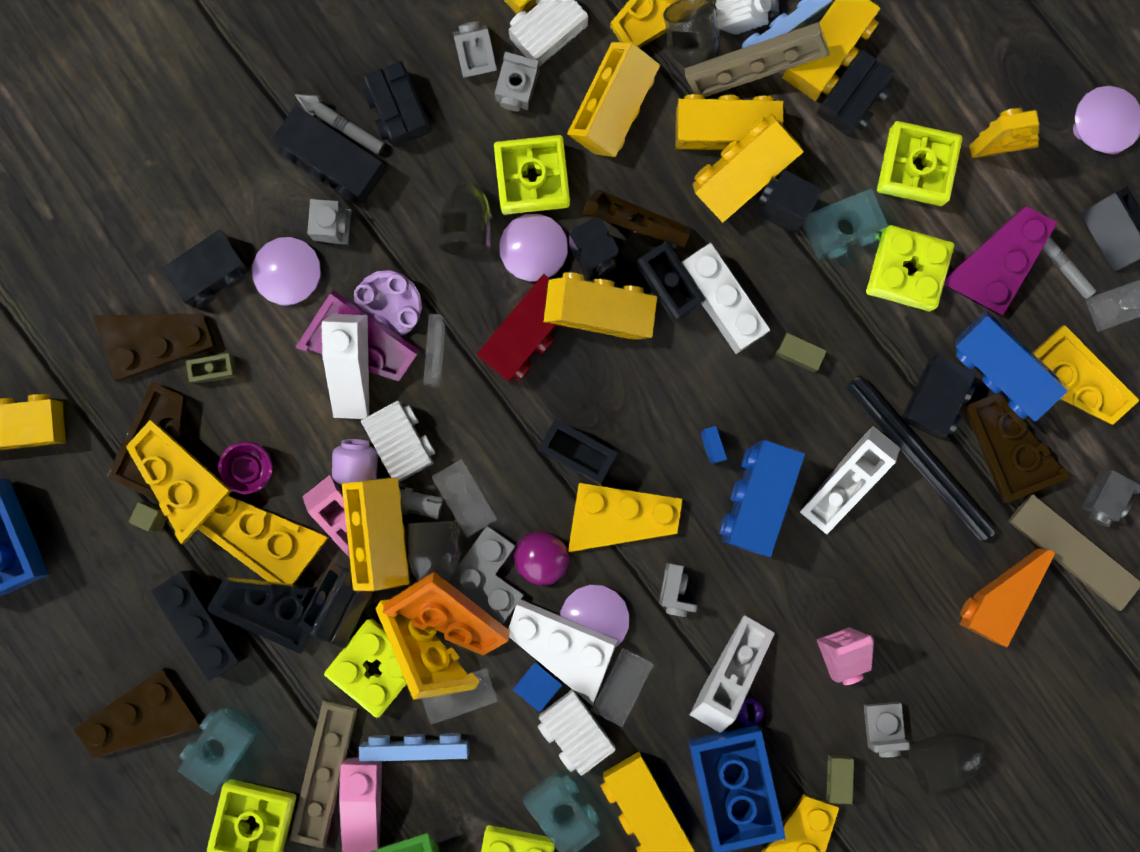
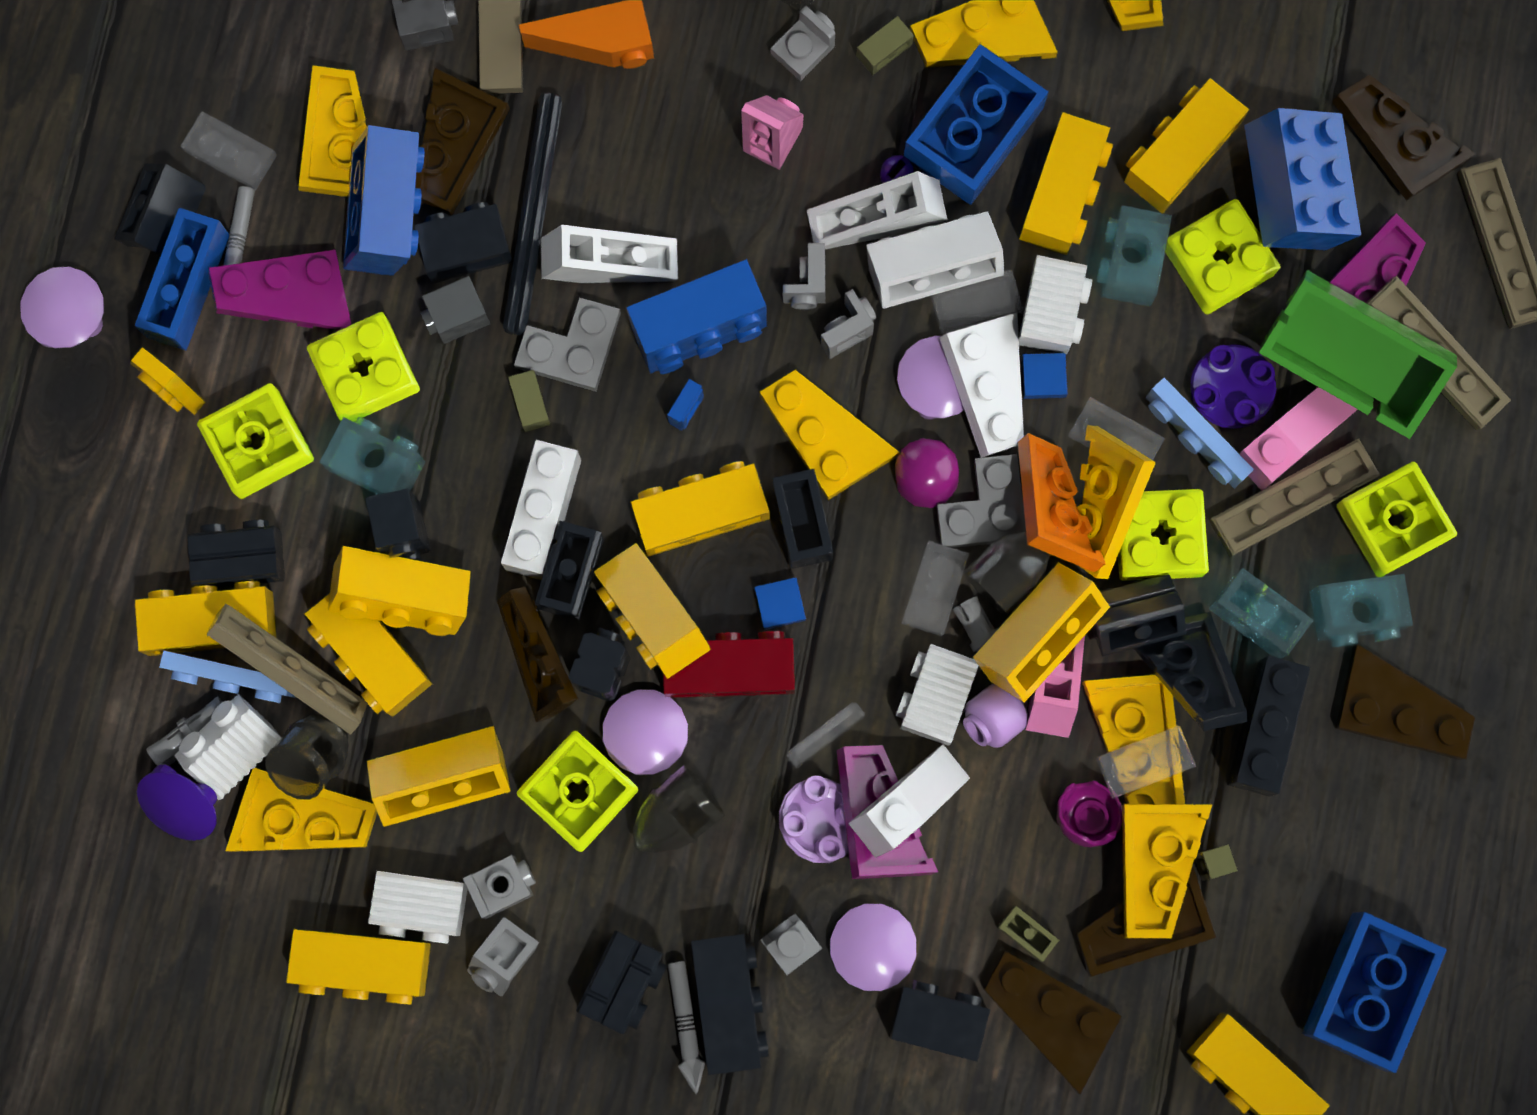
camera: 130 degrees left, 5 degrees down
(242, 528) = (1146, 762): none -> clear plate
(268, 682) = (1261, 614): none -> clear light blue brick
(425, 799) = (1233, 386): none -> dark purple dish
(539, 396) = (780, 603): none -> blue tile
(641, 397) = (700, 508): none -> yellow brick
(670, 683) = (935, 259): none -> white brick
(728, 599) = (811, 271): none -> light grey bracket
(803, 407) = (573, 358): none -> light grey plate
(899, 354) = (454, 310): none -> dark grey brick
(1064, 199) = (182, 279): none -> blue brick

